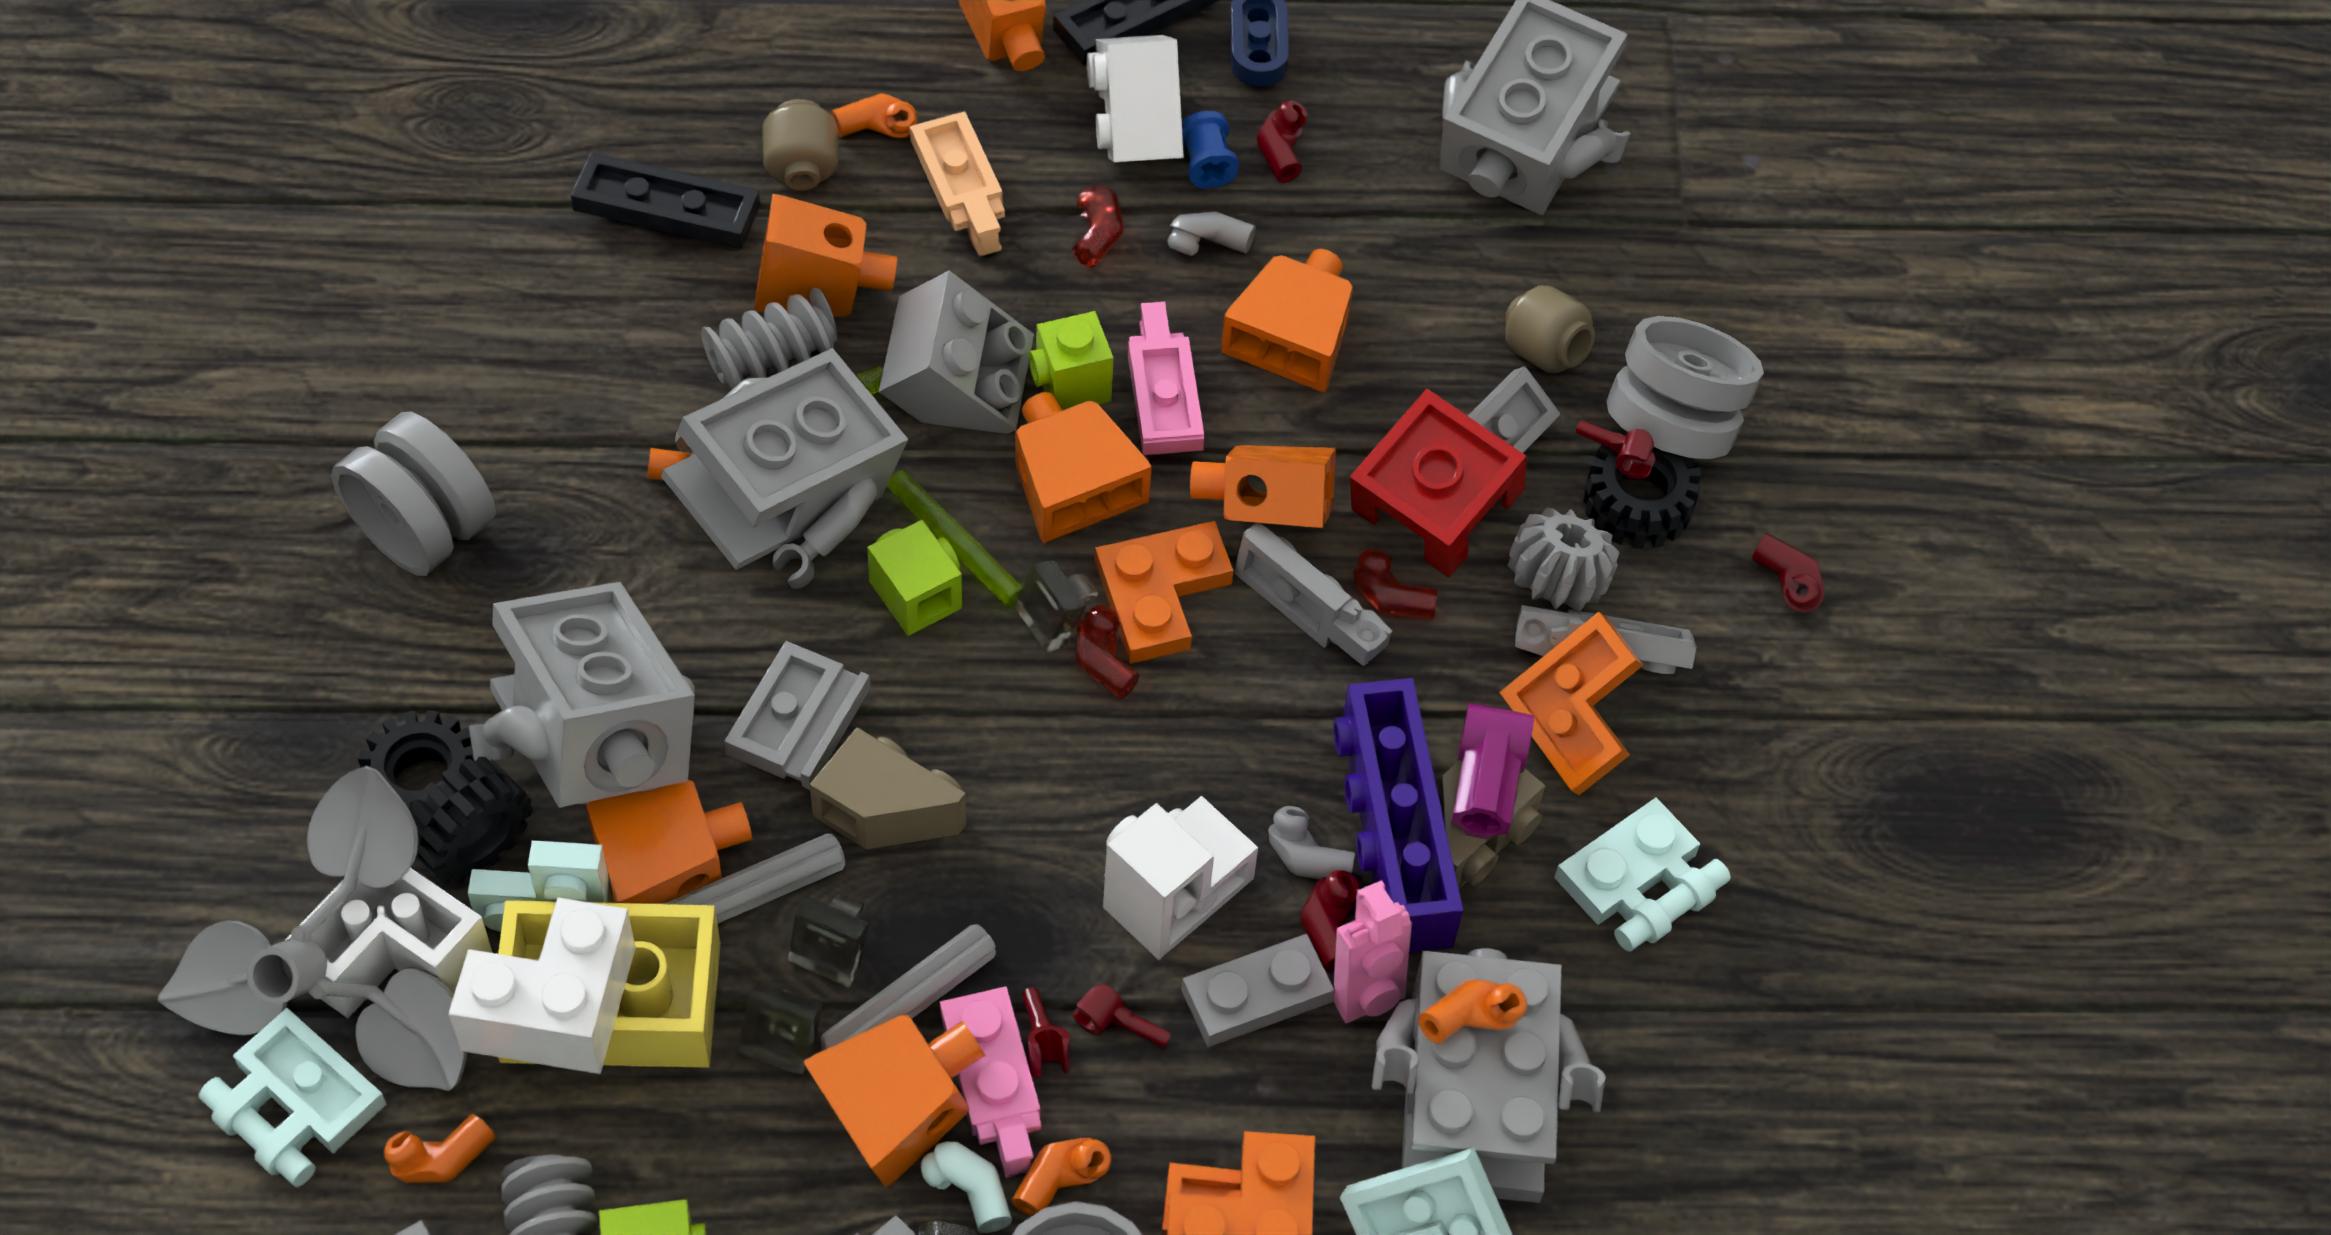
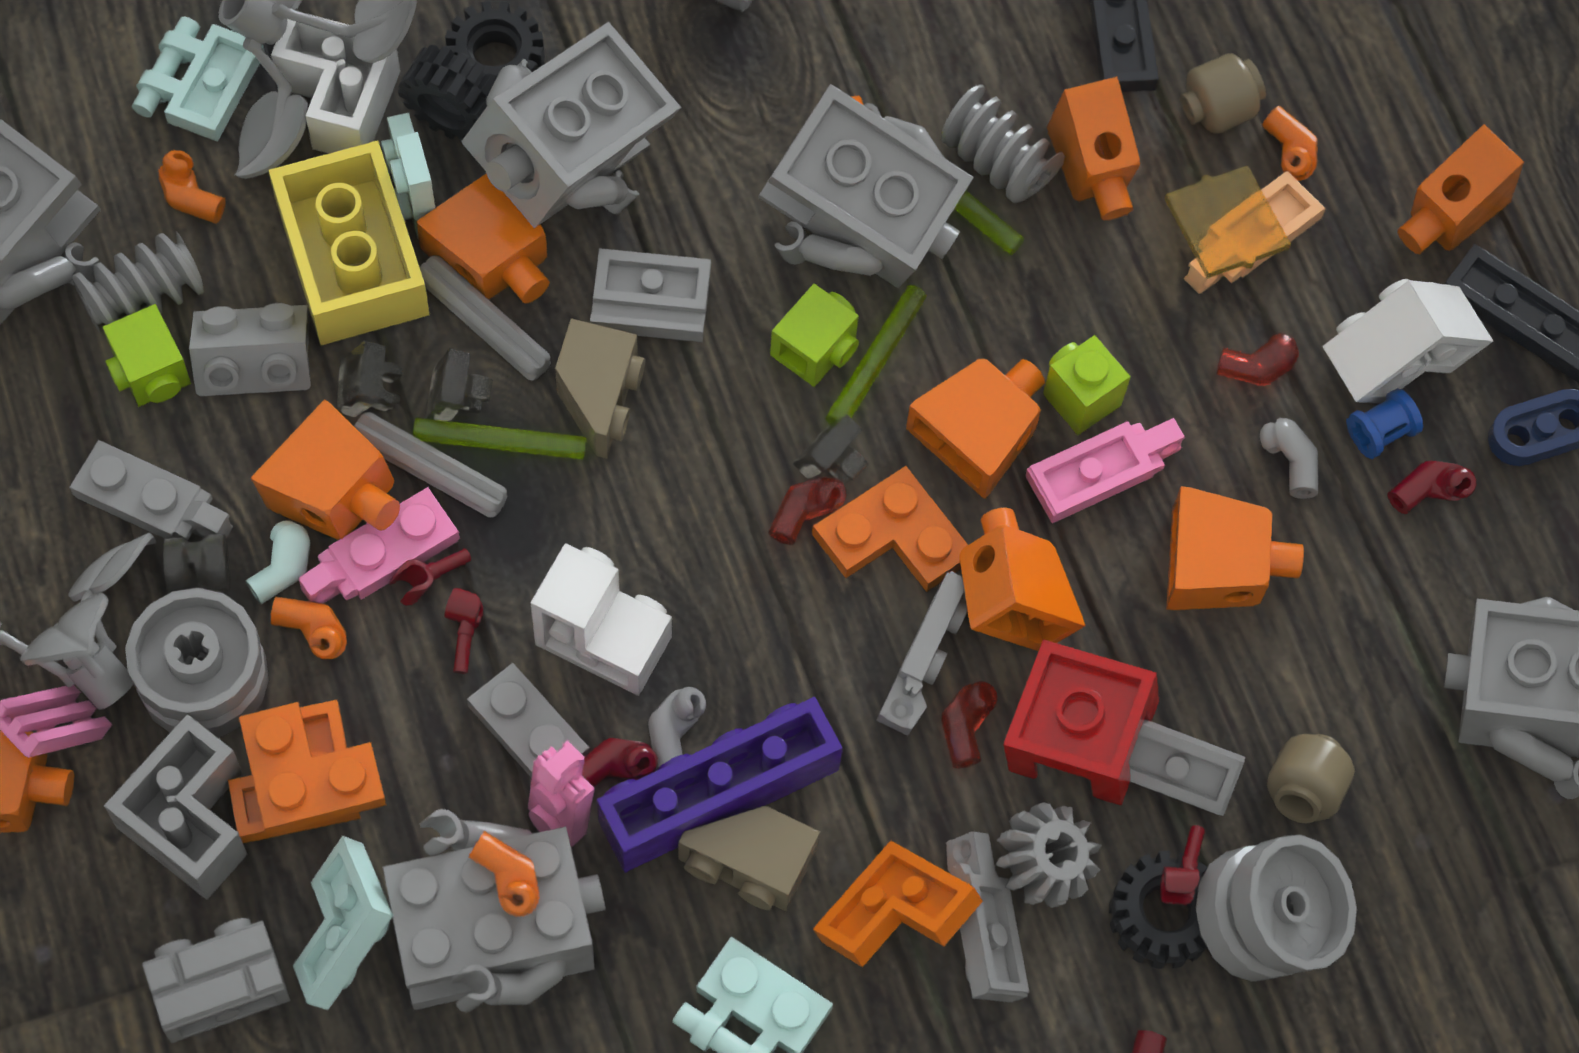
camera: 70 degrees right, 10 degrees up
(553, 1007) = (293, 205): white brick -> none
(685, 1137) = (250, 350): none -> light grey bracket
(903, 917) = (500, 438): none -> clear neon green bar
(947, 187) = (1227, 221): none -> clear yellow piece
(956, 358) = (1051, 291): light grey slope -> none
(1492, 756) = (790, 834): magenta piece -> none

